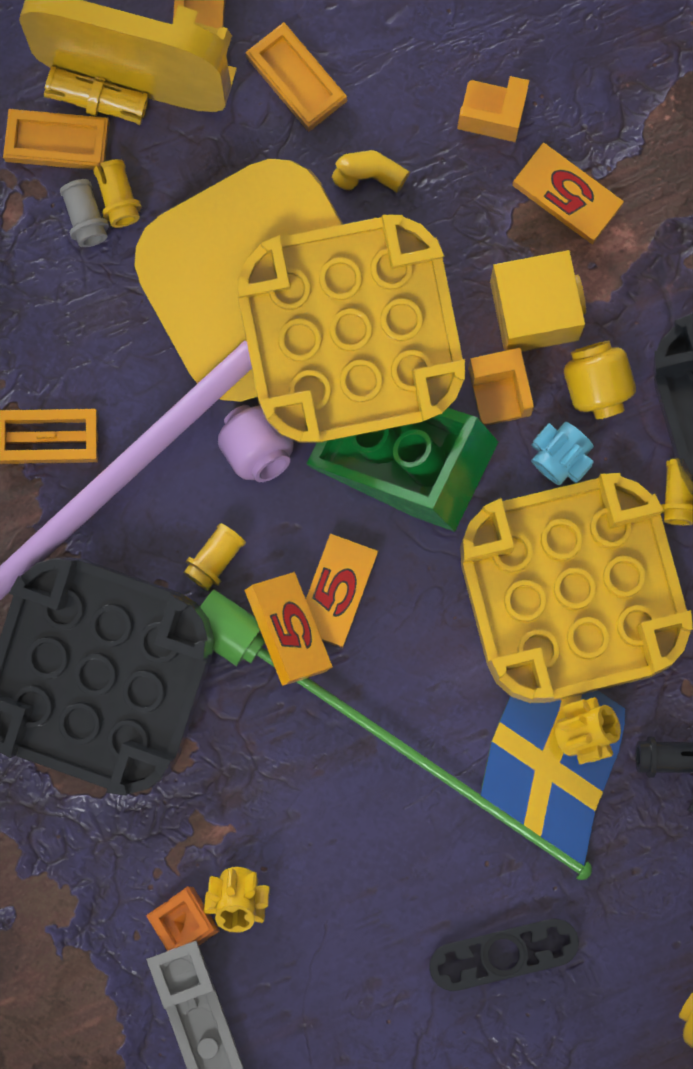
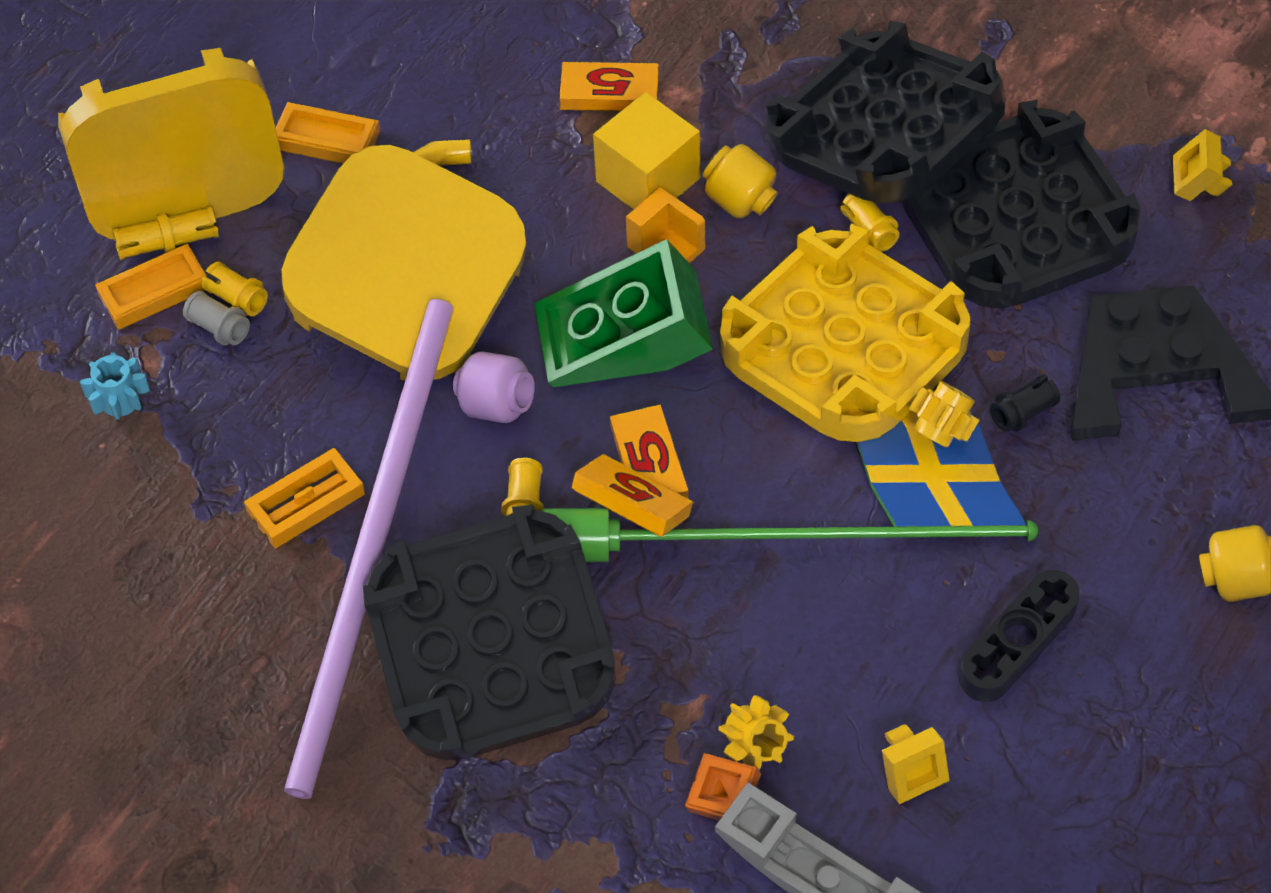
camera: 35 degrees left, 25 degrees down
(335, 1006) = (914, 762): none -> yellow tile
(350, 329) = (512, 236): yellow tile -> none
(493, 108) = (508, 68): light orange panel -> none
(562, 453) = (754, 245): medium azure gear -> none

